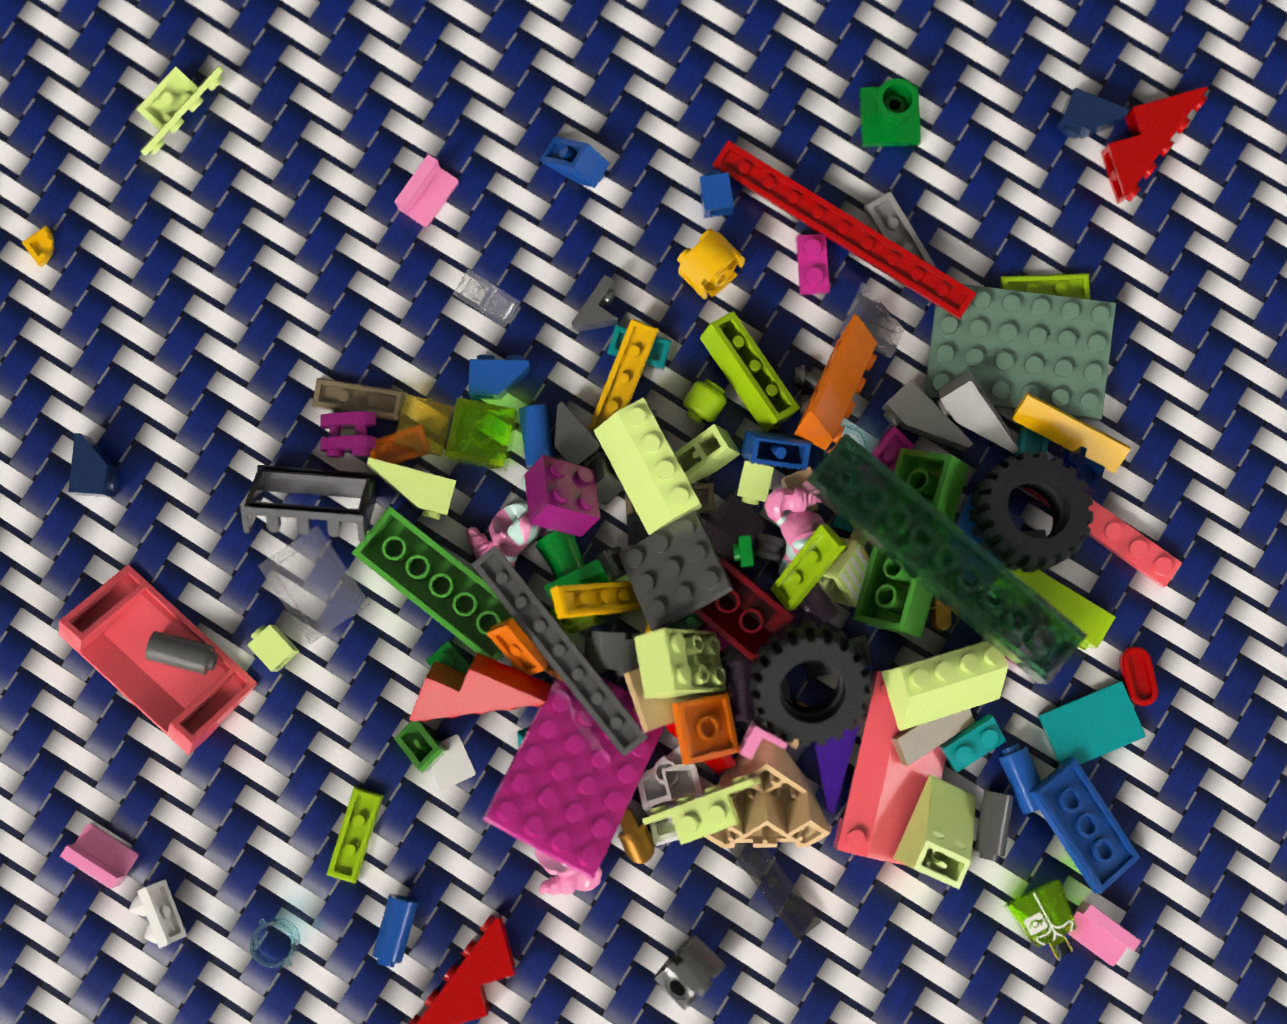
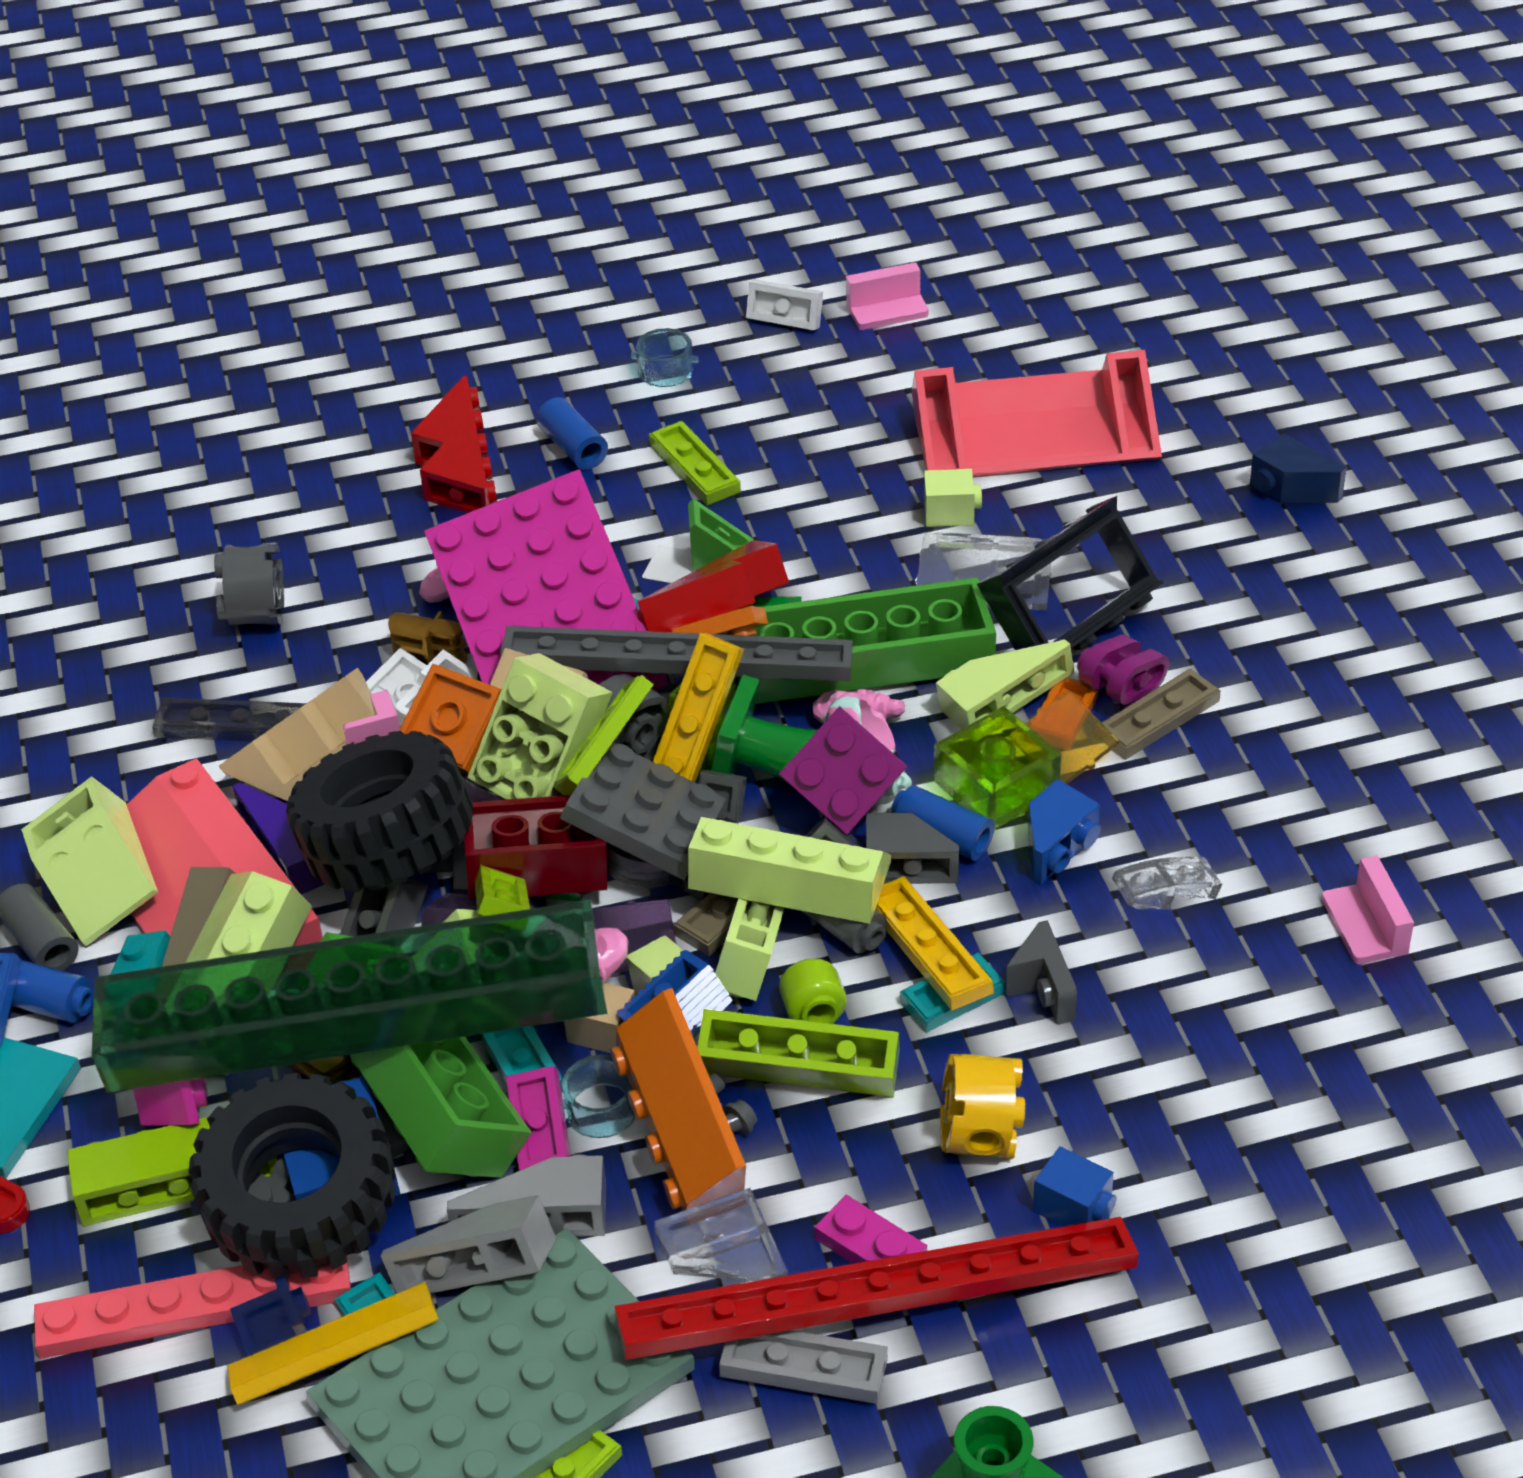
camera: 135 degrees right, 40 degrees down
(181, 653) = (1020, 431): dark grey brick -> none
(575, 161) = (1266, 1074): blue slope -> none
(634, 624) = (603, 734): none -> lime tile
(704, 815) = (377, 666): yellowish green bracket -> none
(743, 552) = (592, 878): green plate -> none

